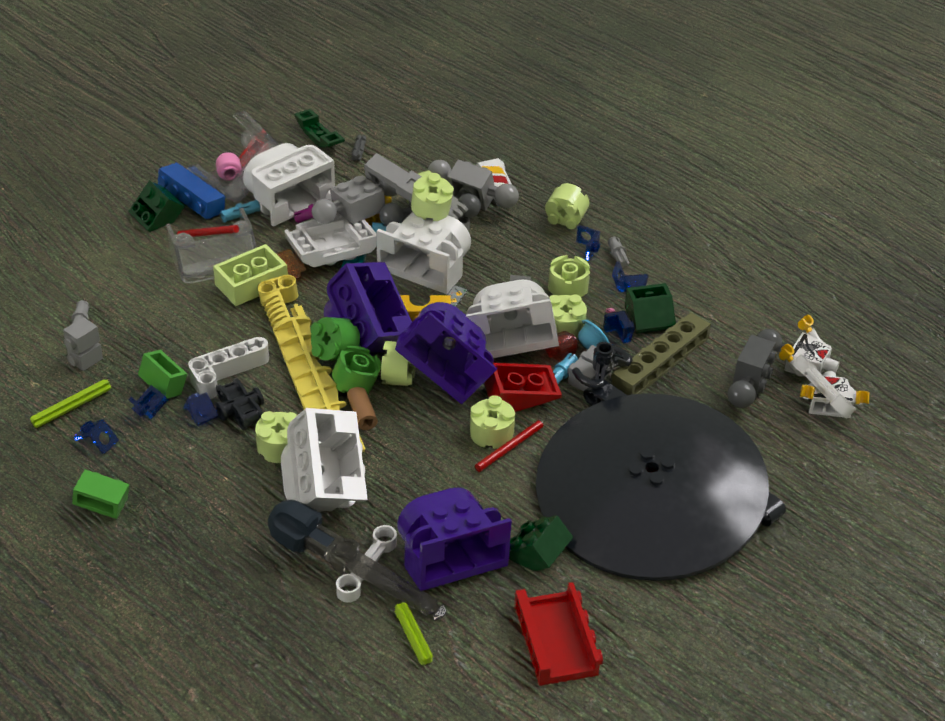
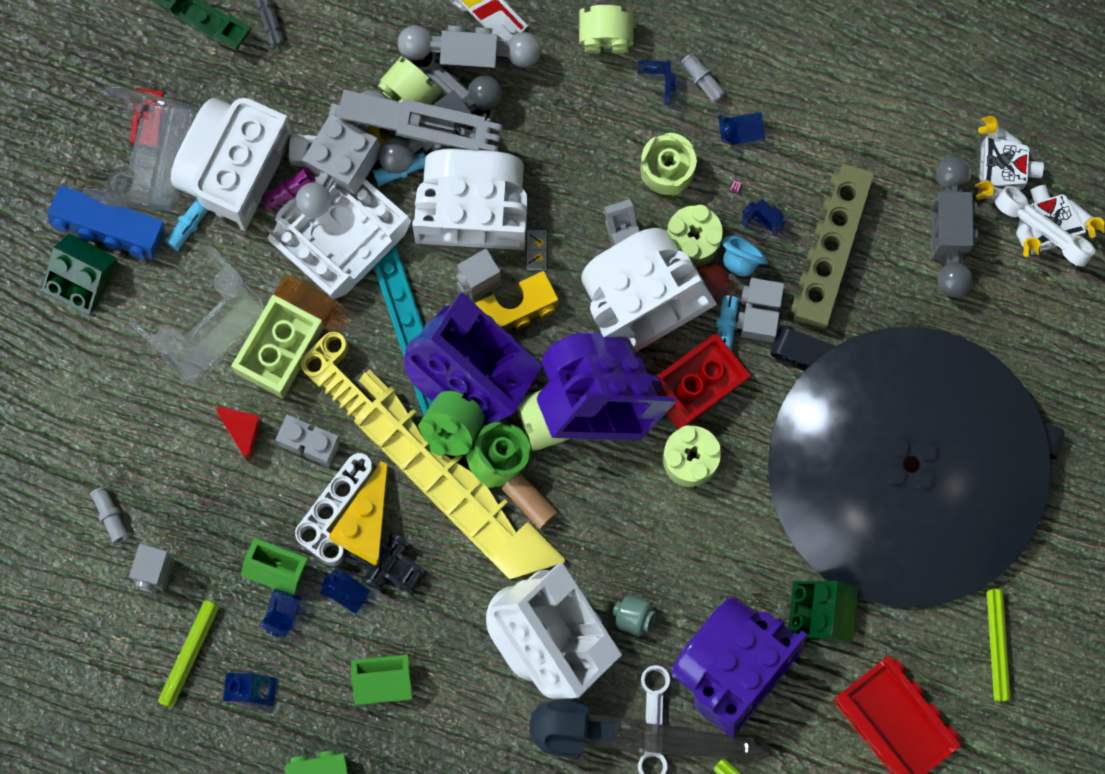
camera: 25 degrees left, 35 degrees up
(187, 458) = (381, 679): none -> bright green brick
(198, 307) = (242, 428): none -> red slope
(211, 231) = (181, 299): red bar -> none
(228, 166) = (133, 160): bright pink head -> none
(233, 324) = (319, 444): none -> light grey piece
(241, 370) = (362, 522): none -> yellow wing
(272, 434) = (469, 580): yellowish green brick -> none
(393, 493) = (634, 615): none -> sand green head
(406, 278) = (478, 275): none -> light grey piece
(432, 197) = (445, 141): yellowish green brick -> none
(508, 446) = (721, 474): red bar -> none
(604, 360) = (785, 302): black piece -> none
(650, 307) = (789, 173): dark green slope -> none
(666, 620) = (998, 645): none -> lime axle

